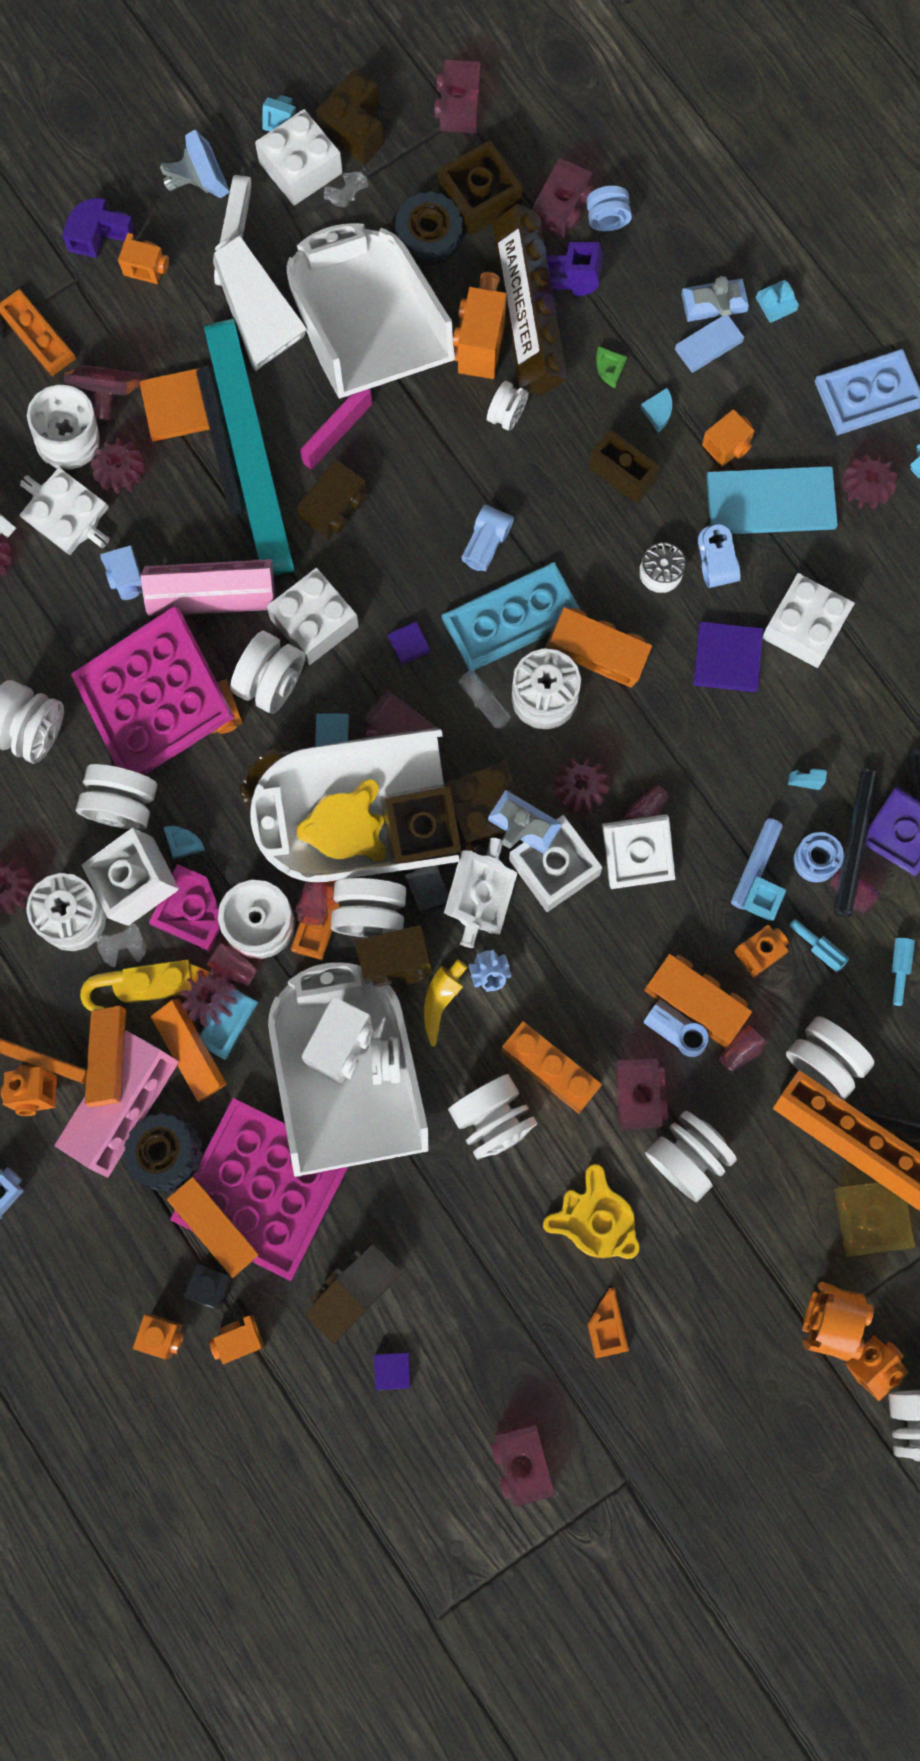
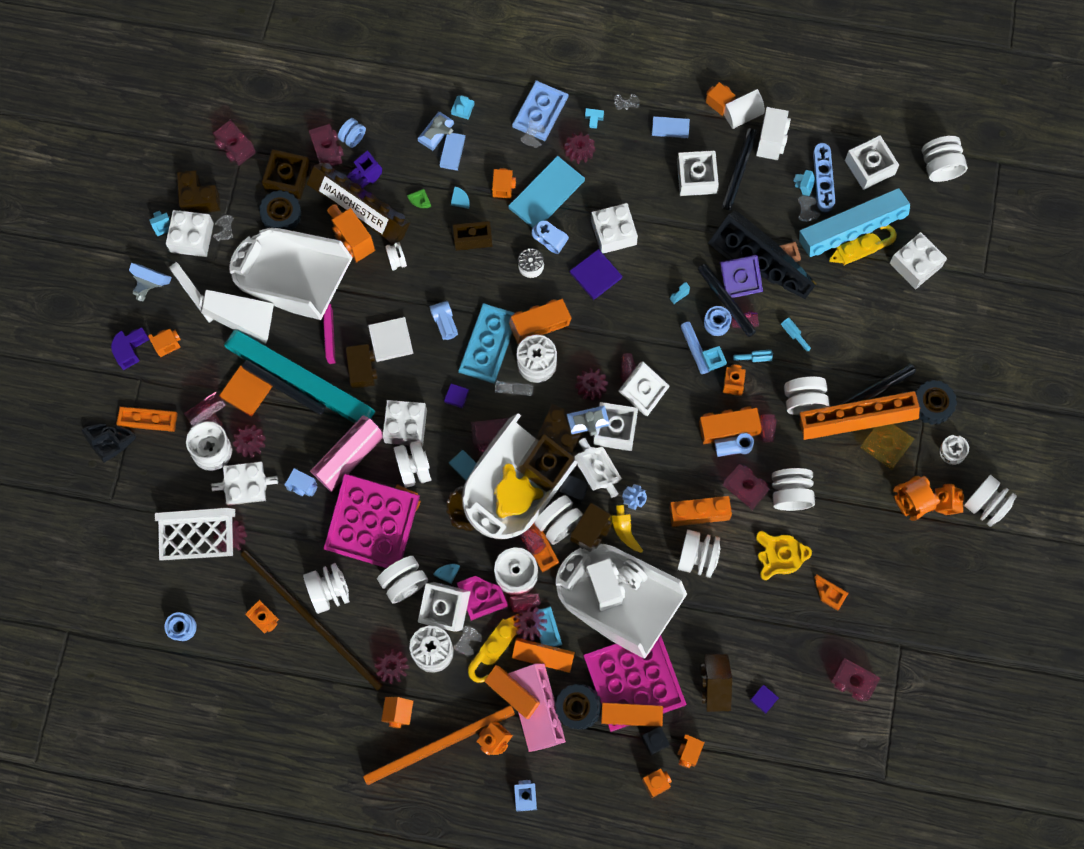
camera: 45 degrees left, 5 degrees down
(402, 502) = (390, 339): none -> white tile
(837, 404) = (529, 139): none -> clear piece

